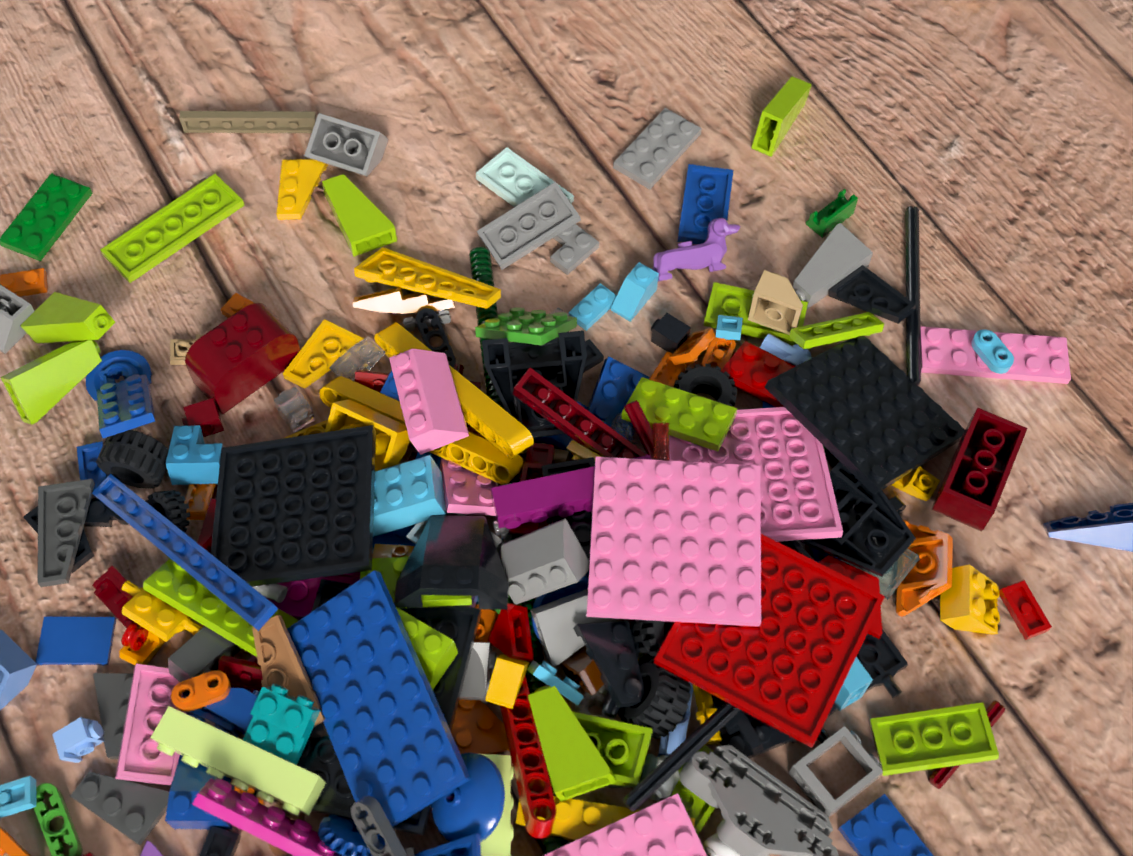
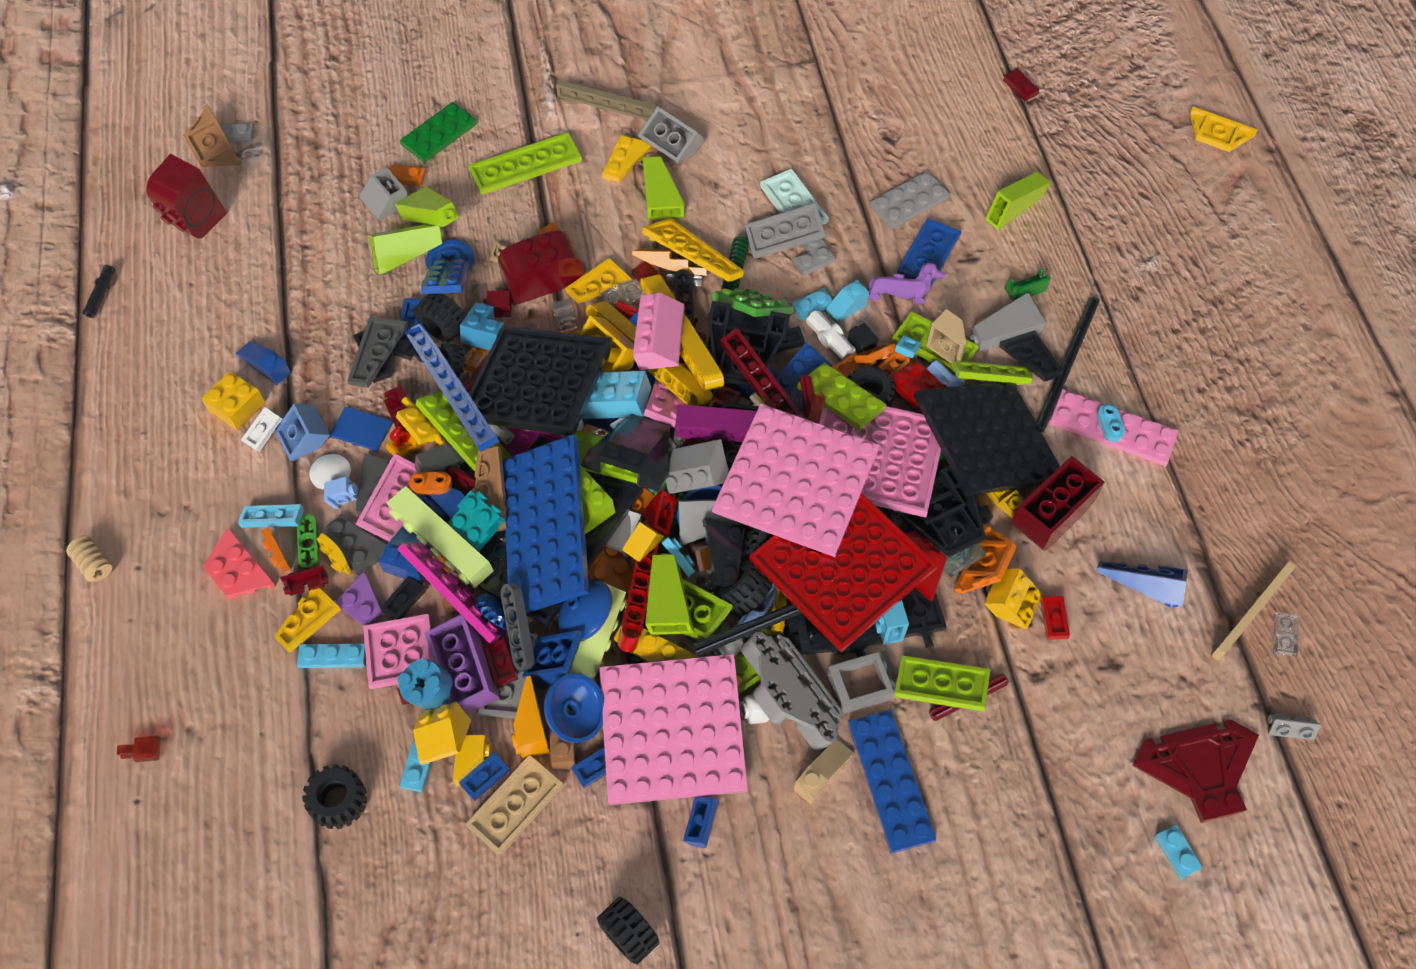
camera: 20 degrees right, 0 degrees up
(51, 712) = (329, 468): none -> white dish
(102, 831) = (335, 555): none -> yellow slope
(373, 323) = (644, 270): none -> clear red plate
(630, 339) = (830, 335): none -> white piece

